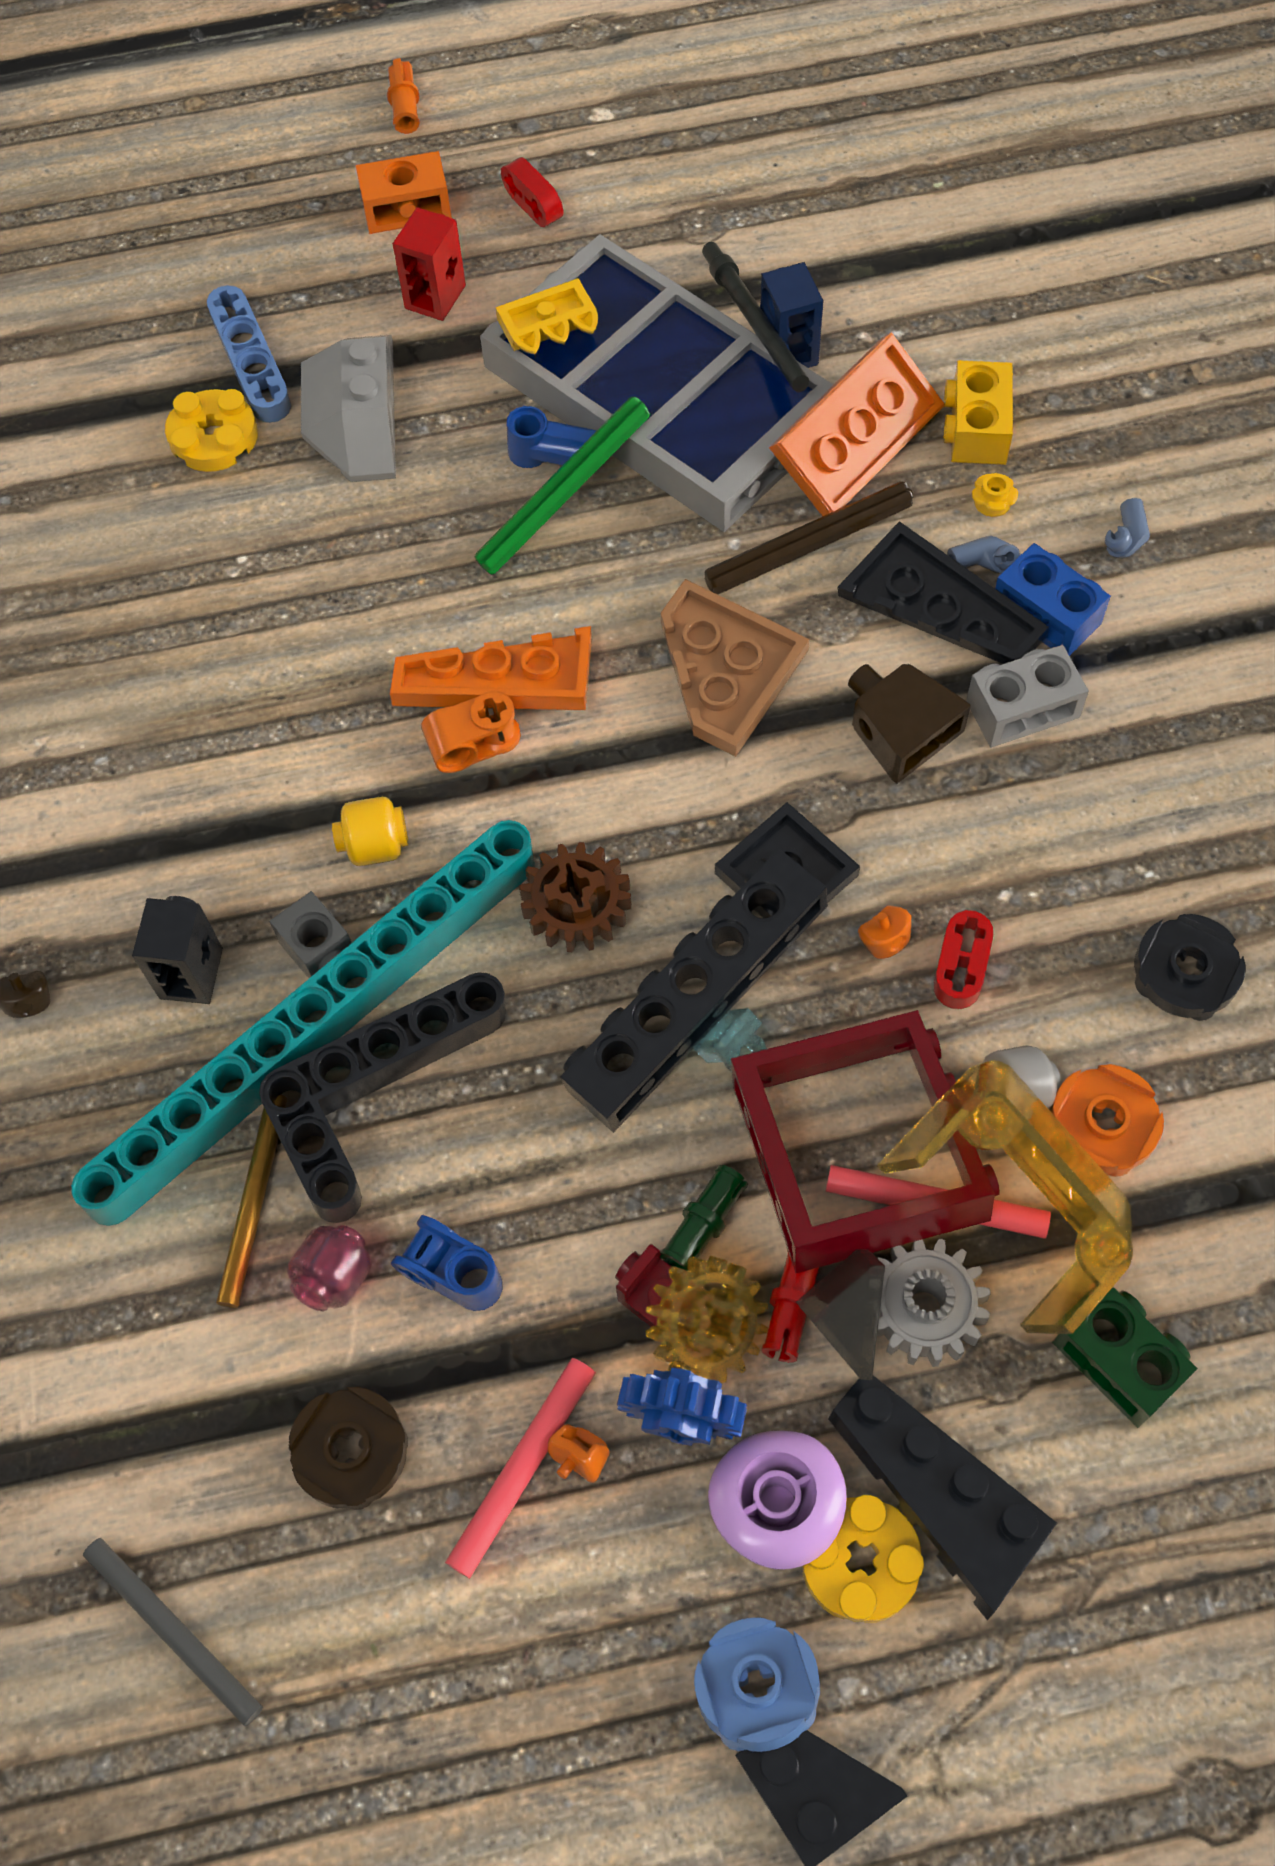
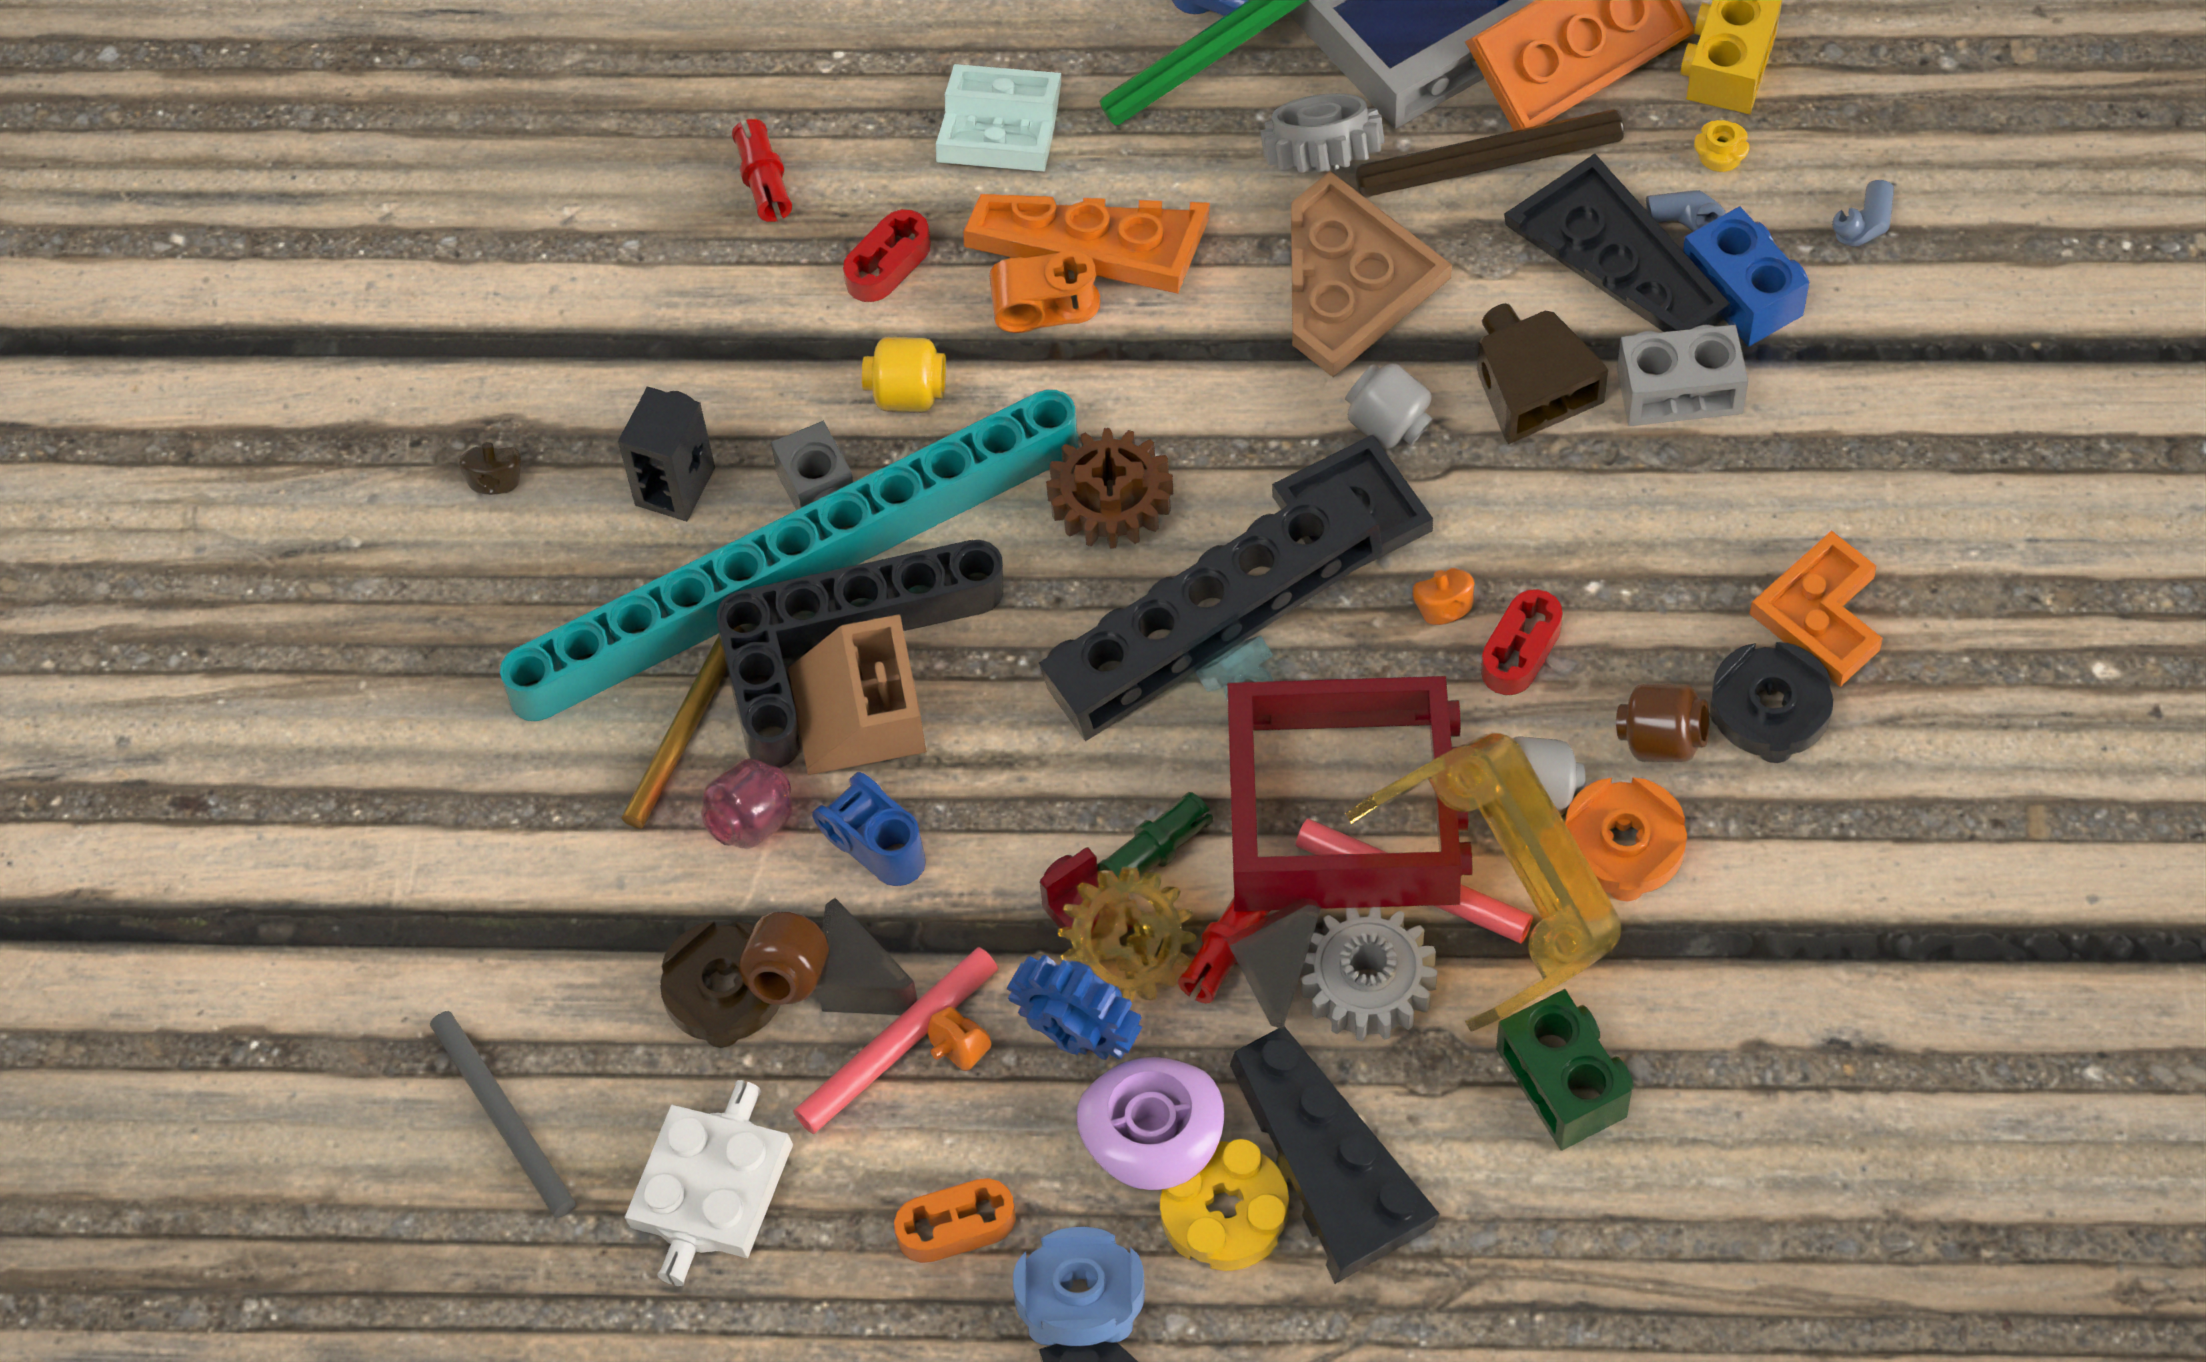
camera: 15 degrees right, 5 degrees down
(201, 673) = (761, 170): none -> red pin
(321, 723) = (881, 252): none -> red beam
(383, 1655) = (709, 1182): none -> white plate
(392, 587) = (998, 117): none -> light aqua slope
(402, 1422) = (783, 958): none -> reddish brown head
(404, 1143) = (857, 697): none -> medium nougat slope
(468, 1408) = (859, 971): none -> clear smoke slope
(614, 1623) = (955, 1220): none -> orange beam
(671, 548) = (1322, 133): none -> light grey gear
(793, 772) = (1389, 405): none -> light grey head
(1108, 1008) = (1663, 722): none -> reddish brown head
(1191, 875) = (1809, 612): none -> orange plate

